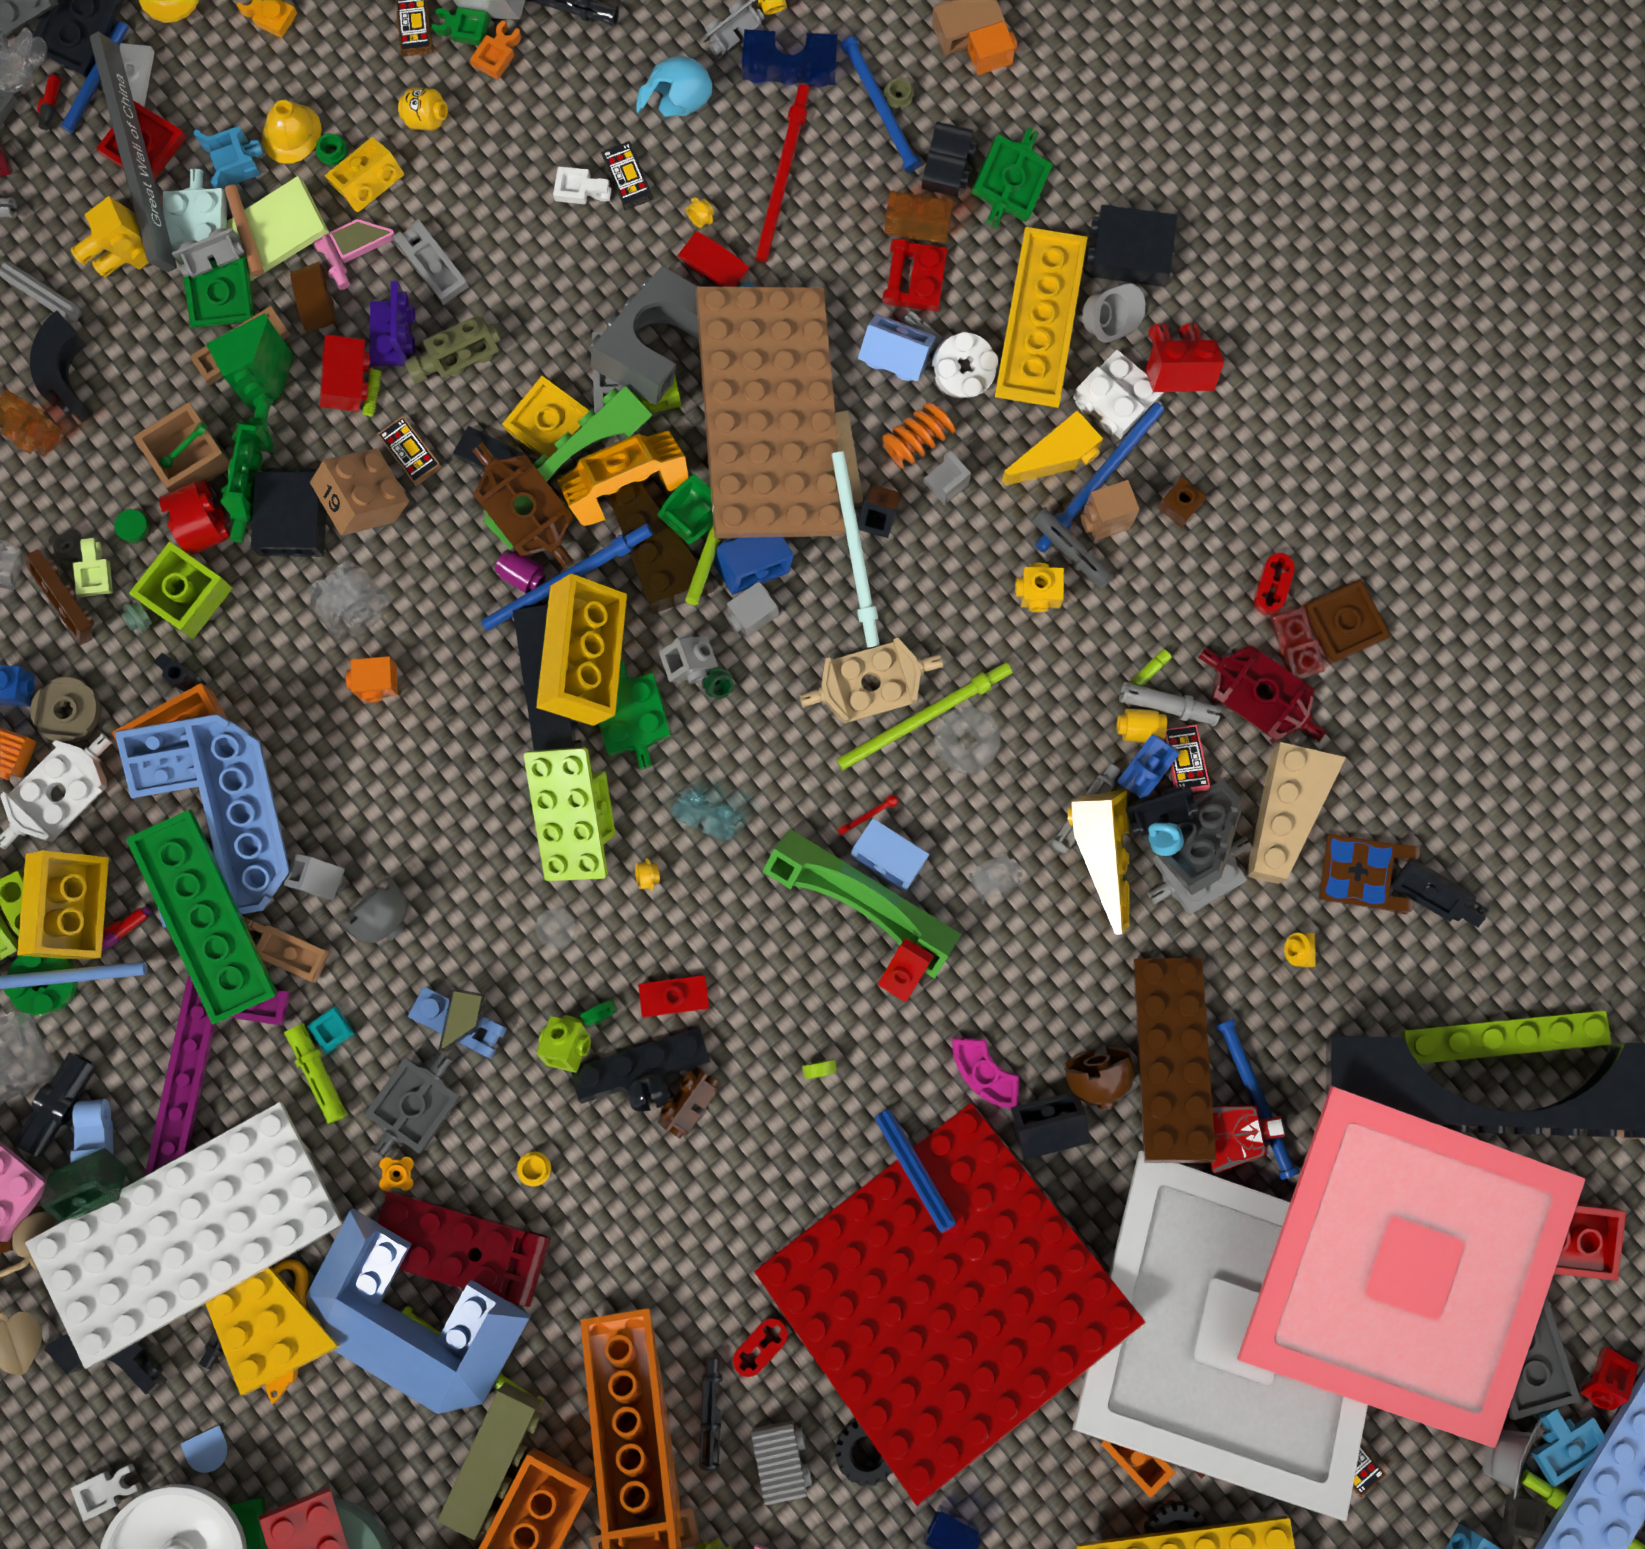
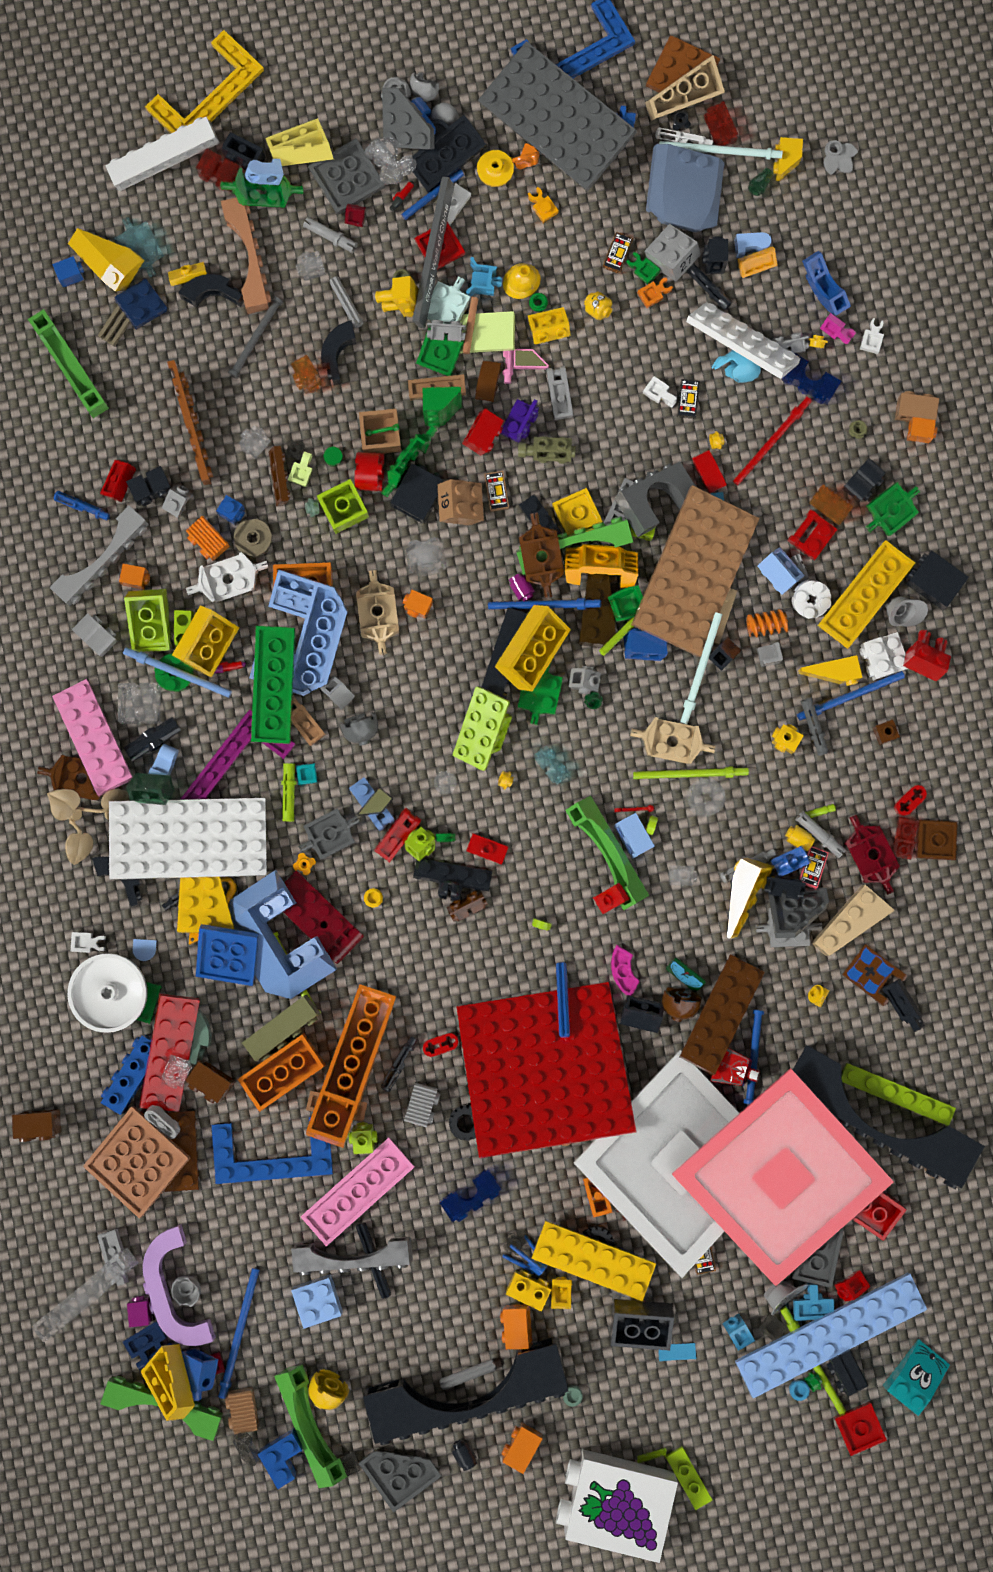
camera: 25 degrees right, 5 degrees up
(177, 673) = (320, 550): black bar -> none
(335, 741) = (377, 627): none -> tan plate
(341, 1389) = (226, 955): none -> blue plate
(373, 387) = (497, 442): lime piece -> none
(520, 1049) = (397, 835): none -> red plate
(662, 45) = (743, 340): none -> white plate
(751, 610) = (630, 671): light grey brick -> none
(850, 47) = (846, 388): blue bar -> none
(907, 824) = (651, 824): none -> lime tile
(1083, 1027) = (685, 974): none -> slope
(1110, 510) = (844, 717): medium nougat brick -> none
(1165, 838) = (778, 902): medium azure tile -> none

